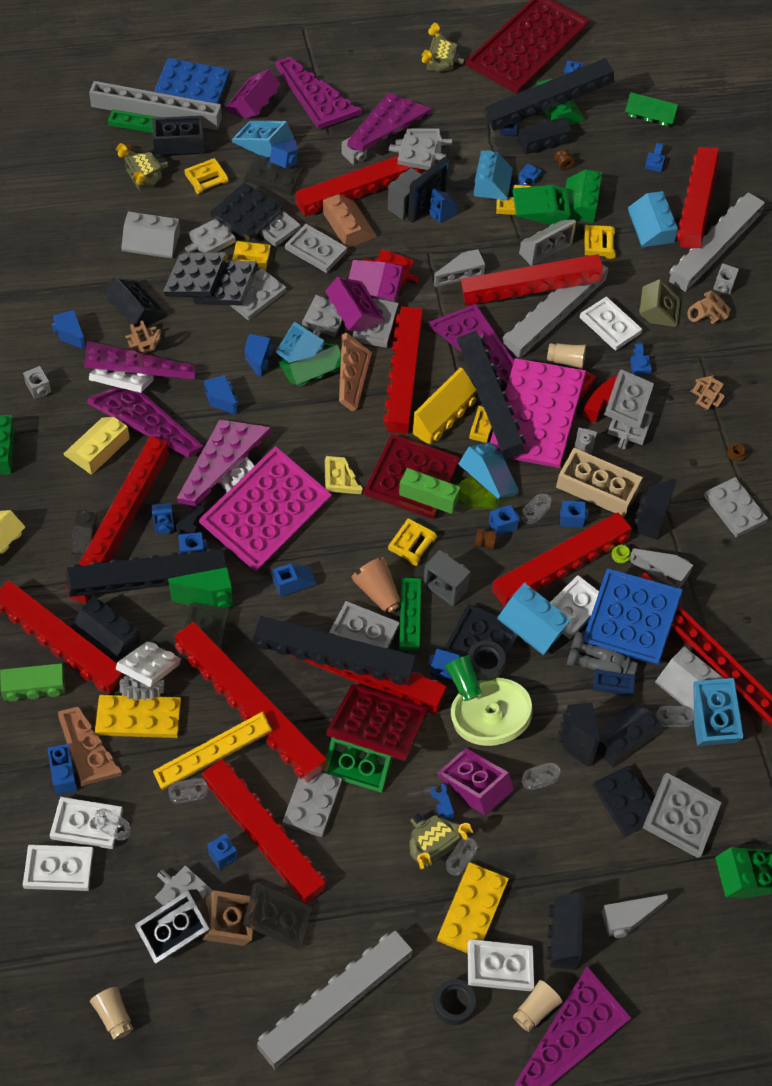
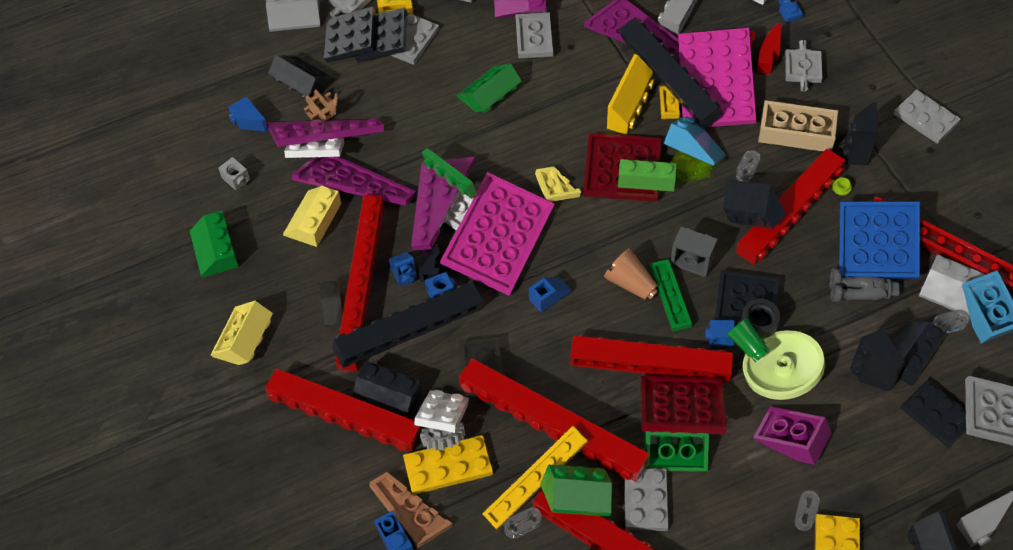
camera: 10 degrees left, 0 degrees up
(32, 682) = (333, 461): bright green brick -> none
(203, 588) = (471, 323): green slope -> none
(220, 394) = (413, 138): blue slope -> none
(238, 440) = (451, 175): none -> green plate
(246, 773) = (577, 490): none -> green slope
(257, 351) = (434, 91): blue slope -> none
(299, 344) = (474, 71): dark azure slope -> none
(322, 317) = (484, 42): light grey plate -> none
(334, 651) = (617, 348): black brick -> none
(353, 371) = (531, 83): nougat wing -> none
(354, 304) = (510, 23): magenta slope -> none
(364, 626) = (633, 321): light grey plate -> none
(404, 370) = (577, 72): red brick -> none
(407, 537) = (640, 224): yellow plate -> none
(434, 838) = (777, 500): olive torso -> none
(444, 807) = (772, 465): blue plate -> none
(485, 538) = (713, 206): reddish brown wheel -> none
(500, 525) = (718, 183): blue brick -> none
(519, 547) = (752, 204): none -> black slope
(534, 619) = (790, 267): dark azure slope -> none
(540, 772) = (848, 409): clear beam -> none
(567, 354) = (722, 19): tan plant -> none
(567, 510) = (784, 161): blue brick -> none
(576, 603) = (817, 247): white plate -> none
(585, 440) = (771, 90): light grey hinge -> none
(613, 682) = (883, 306): dark blue plate -> none
(629, 399) = (796, 43): light grey plate -> none
(666, 567) = (887, 187): light grey slope -> none
(709, 390) = (864, 17): medium nougat piece -> none
(736, 448) = (908, 67): reddish brown plate -> none

